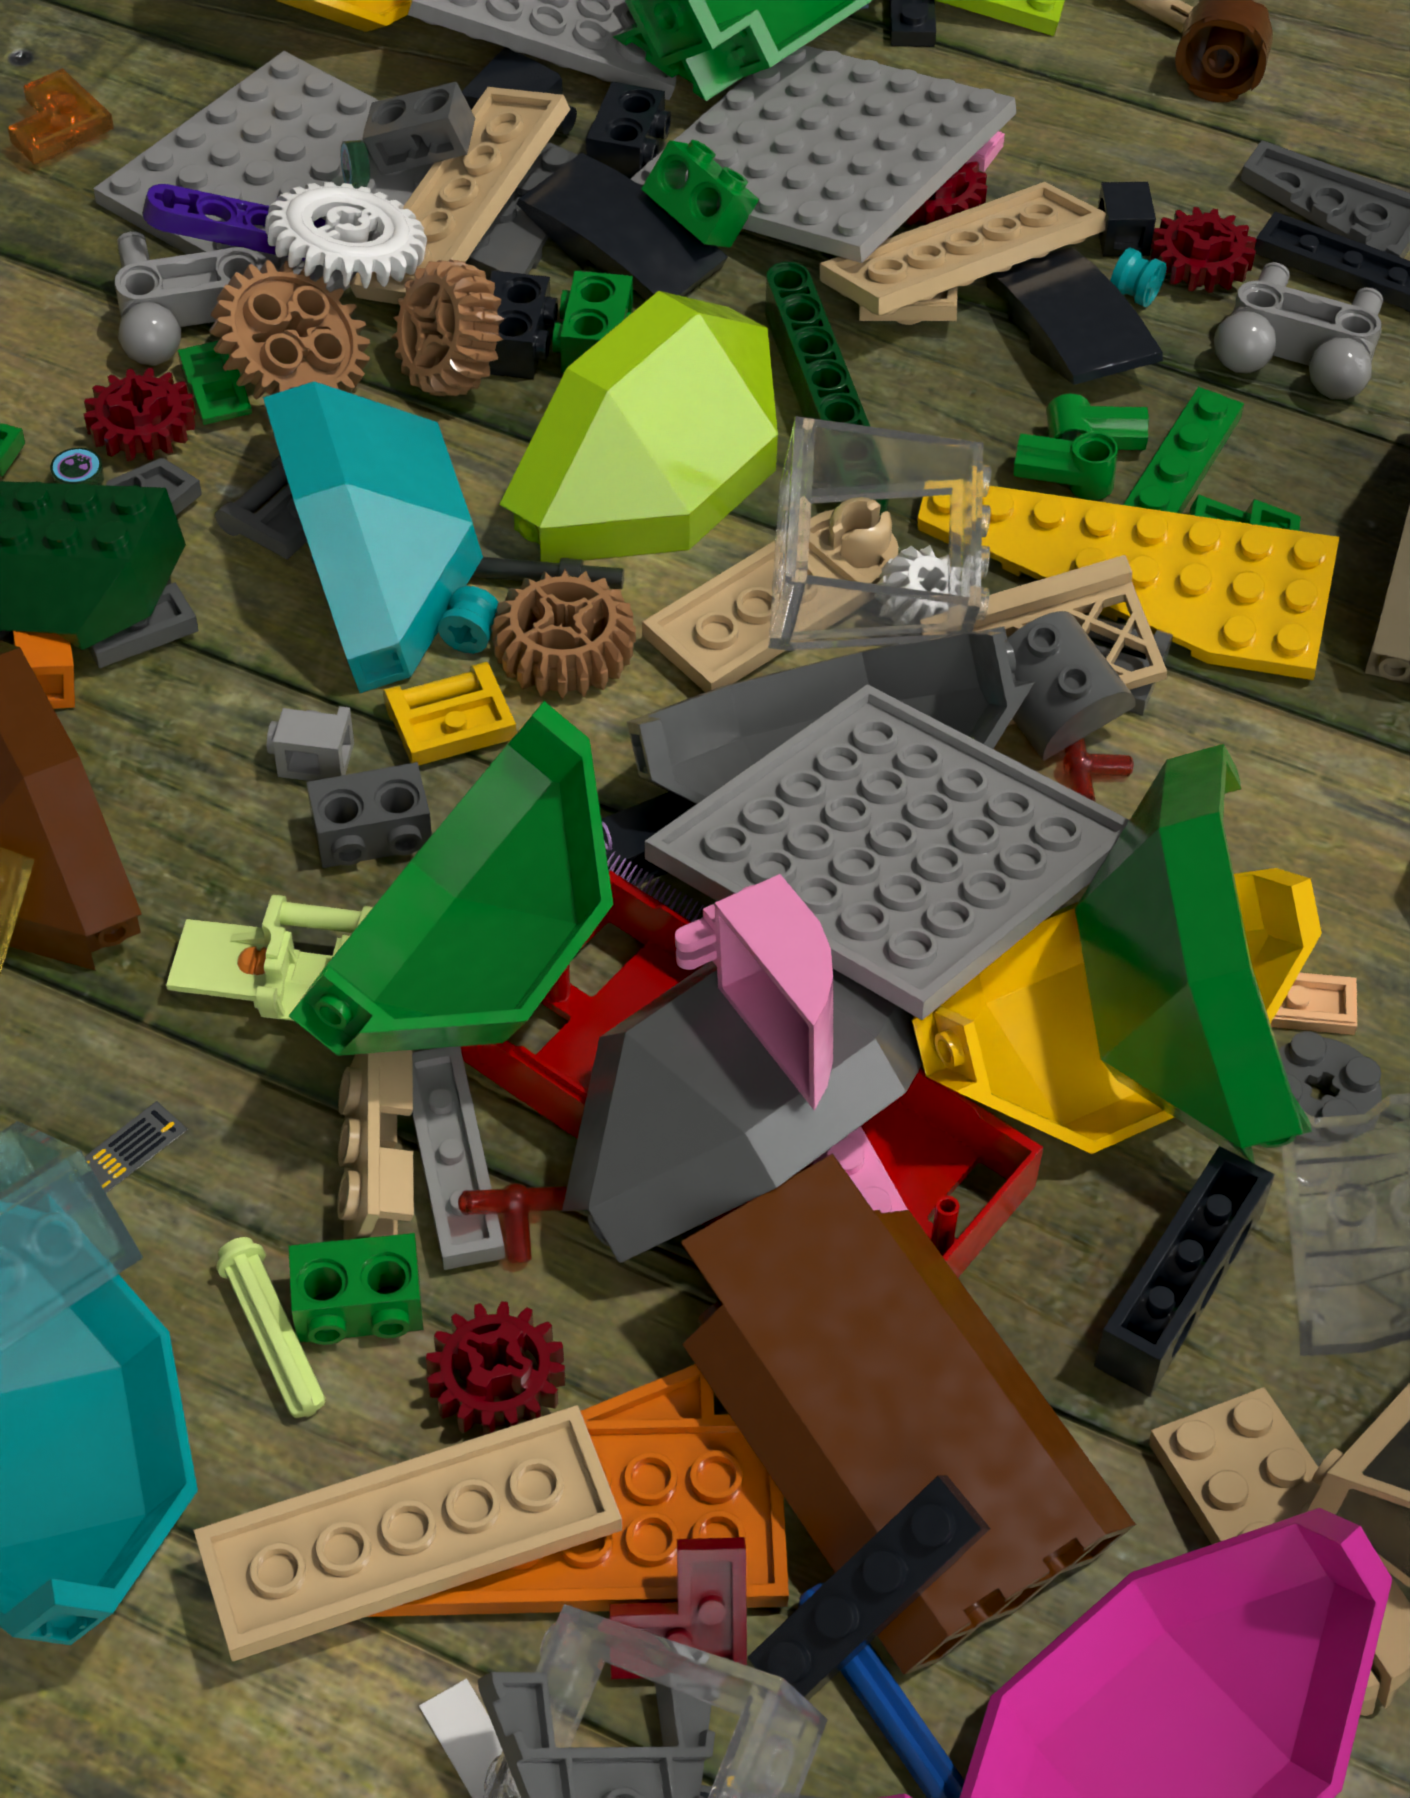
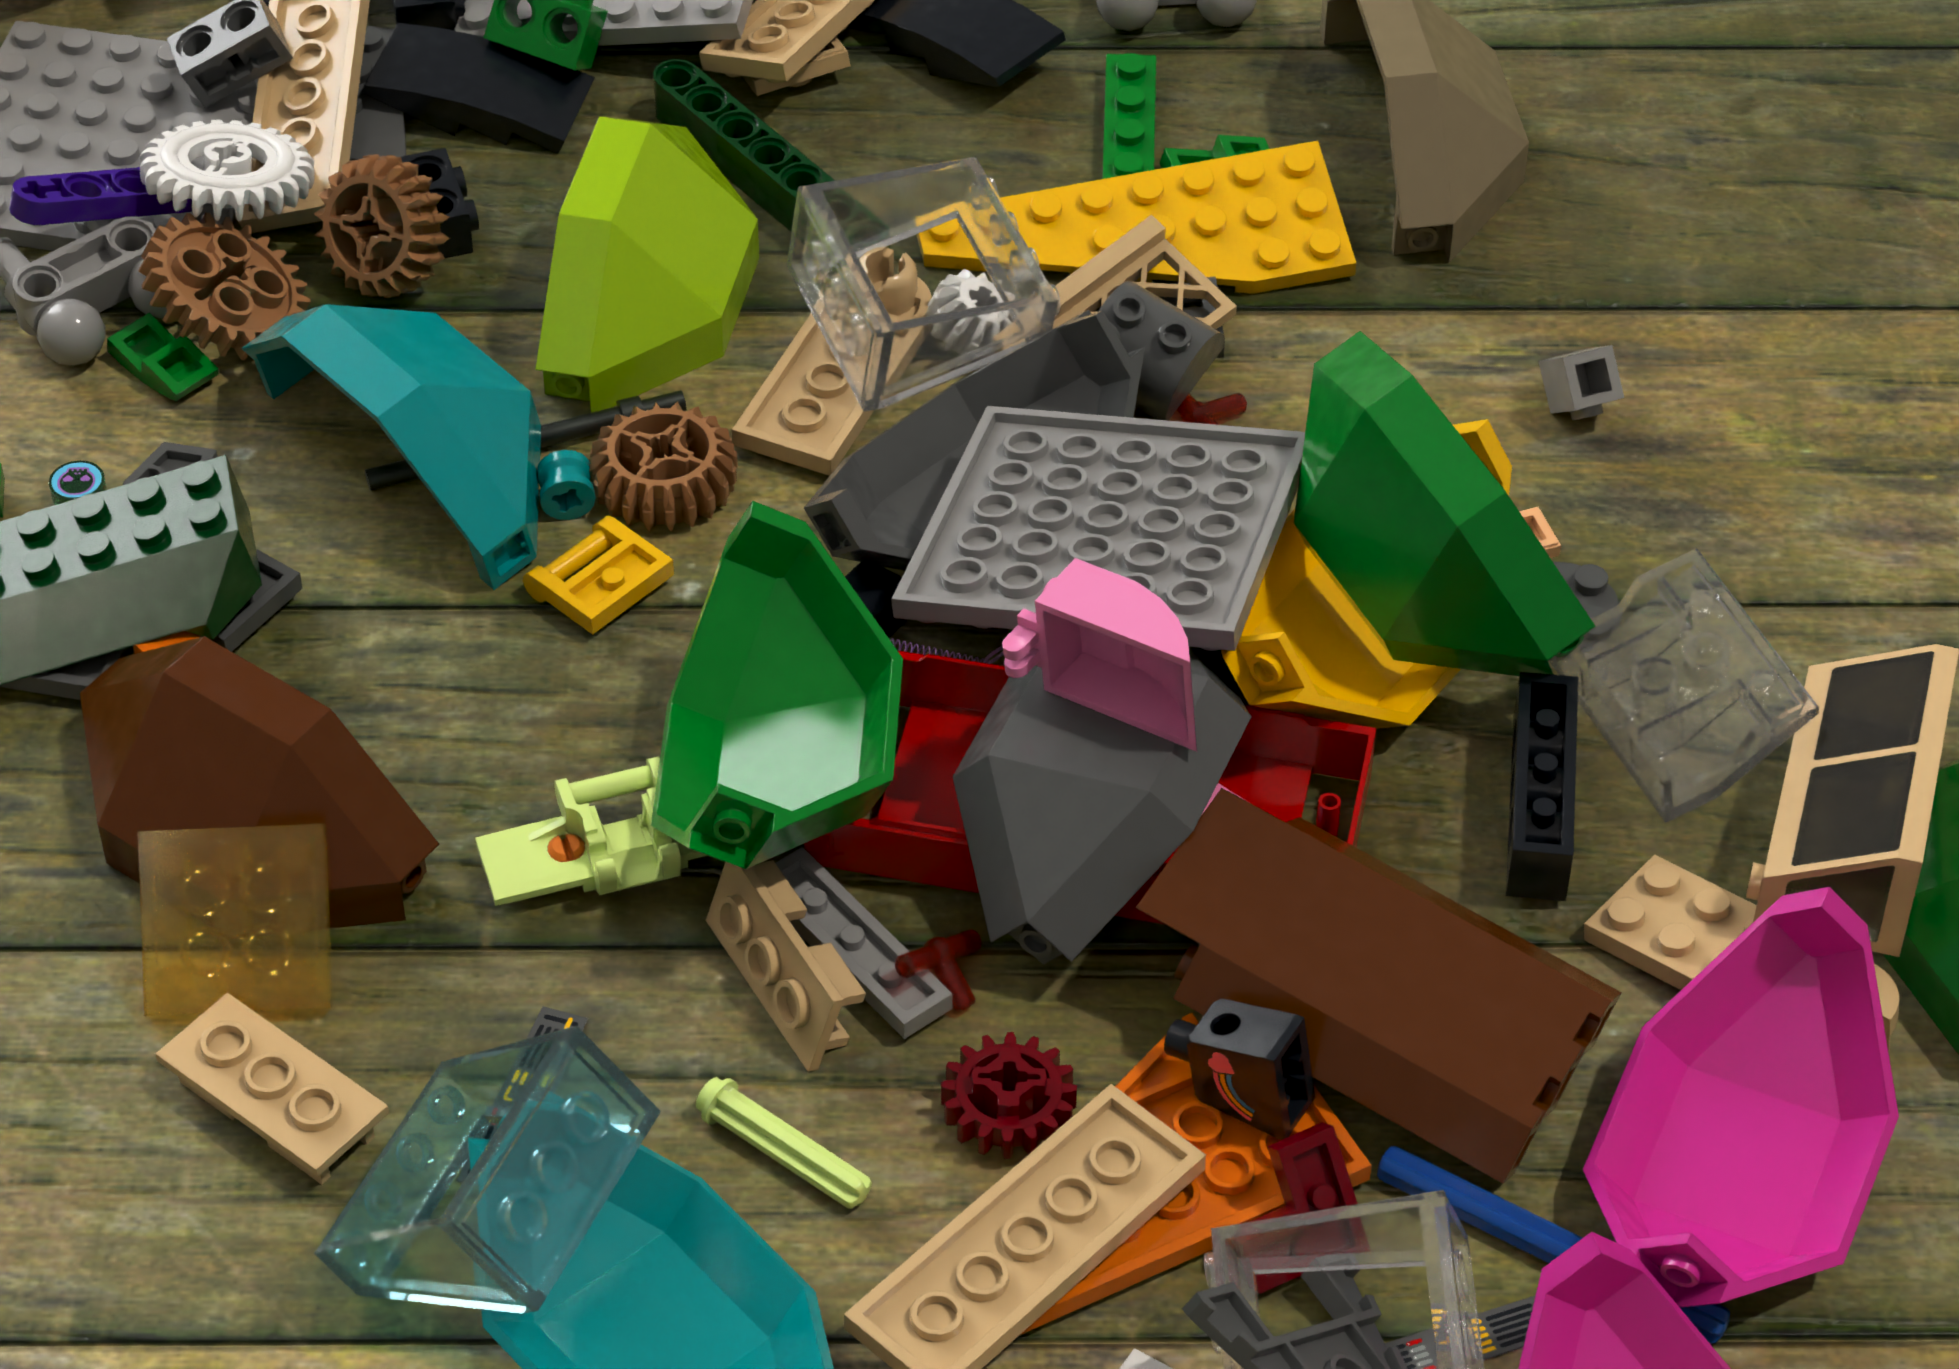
camera: 25 degrees left, 5 degrees down
(139, 414) = (110, 410): dark red gear -> none
(274, 525) = (326, 451): dark grey plate -> none
(311, 743) = (488, 647): light grey brick -> none
(355, 163) = (179, 102): clear green tile -> none
(355, 1273) = (842, 1079): green brick -> none
(369, 814) = (586, 687): dark grey brick -> none
(590, 312) = (509, 180): green brick -> none
(714, 1444) = (1248, 1063): none -> torso
(872, 1588) = (1456, 1101): black plate -> none
(1072, 416) = (1024, 126): green piece -> none
(1083, 464) = (1045, 157): green piece -> none

